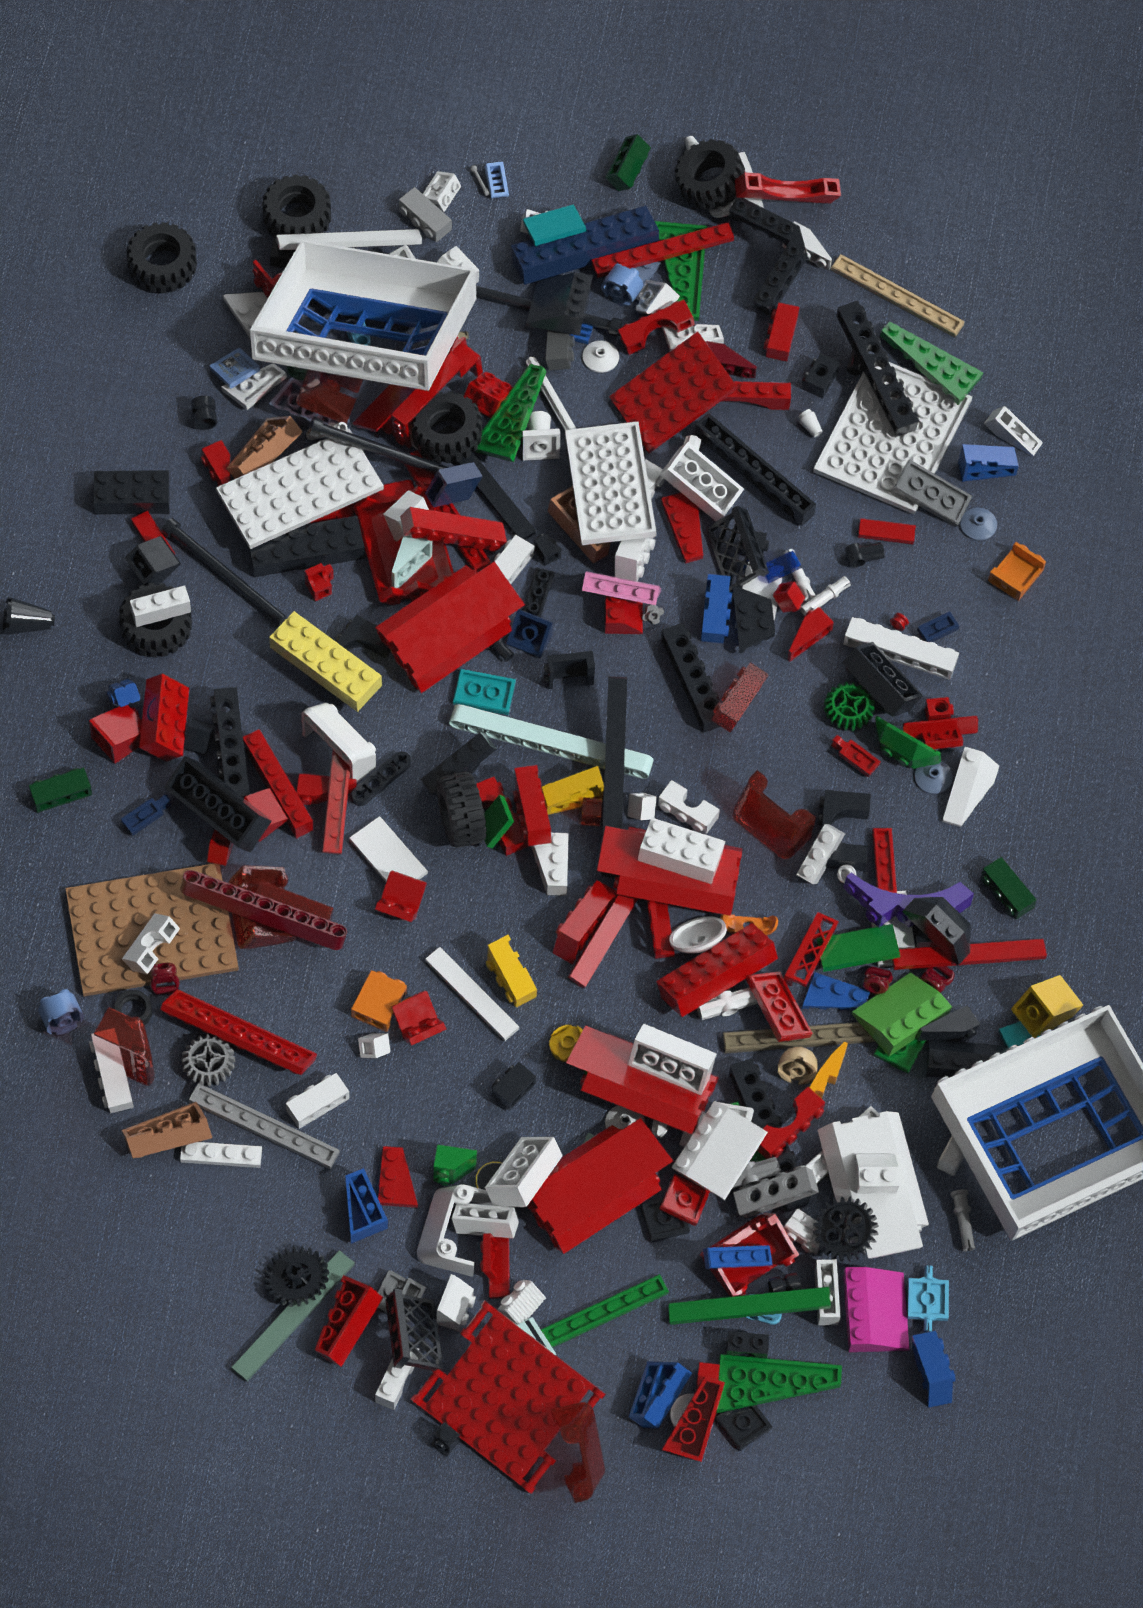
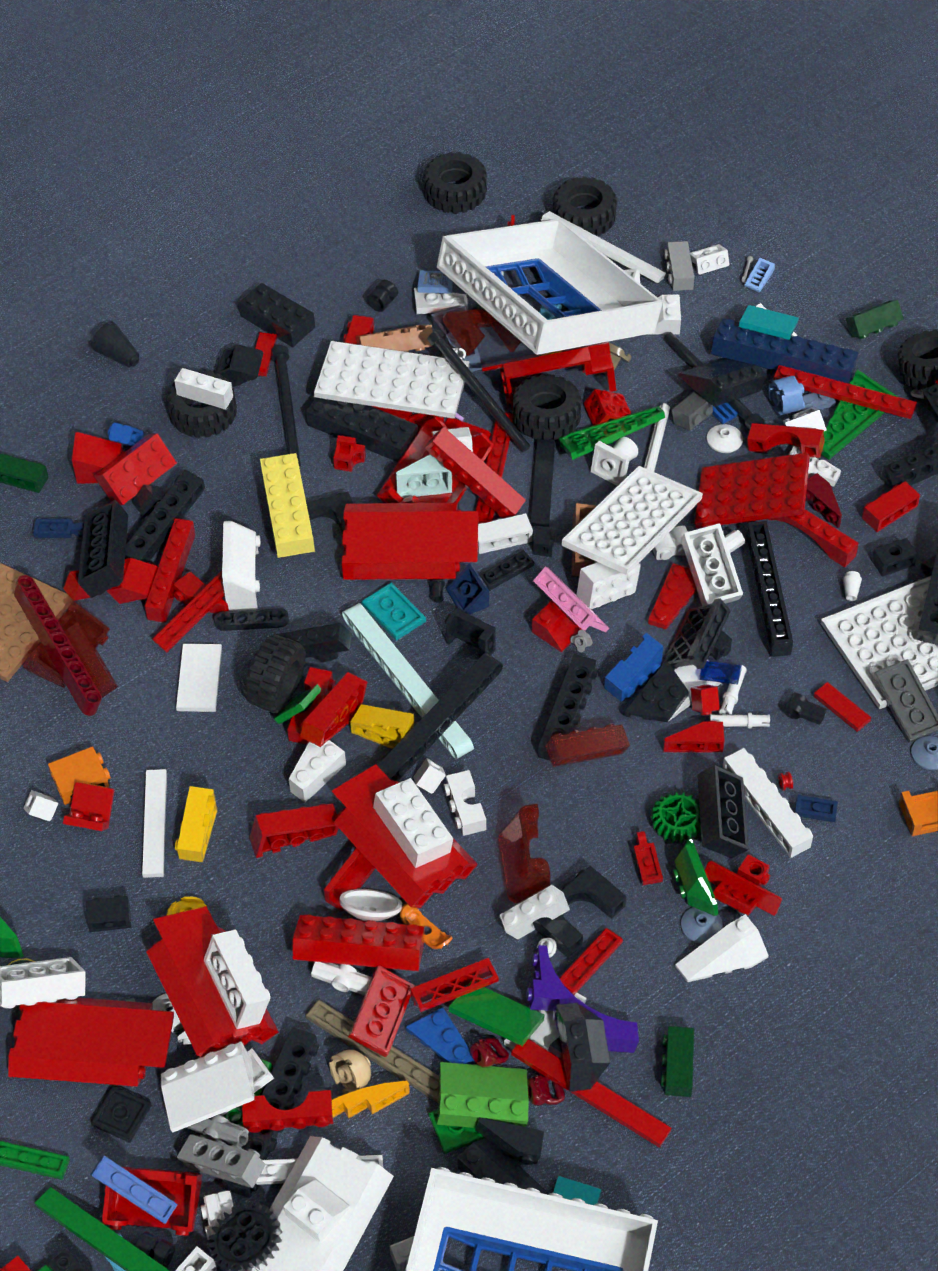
camera: 45 degrees right, 10 degrees down
(401, 896) = (172, 712): red bracket -> none
(453, 484) = (511, 448): dark blue brick -> none
(591, 811) = (381, 748): clear red panel -> none
(601, 939) = (294, 854): tile -> none
(684, 1200) = (146, 1110): red tile -> none
(1046, 1005) = (619, 1184): yellow slope -> none

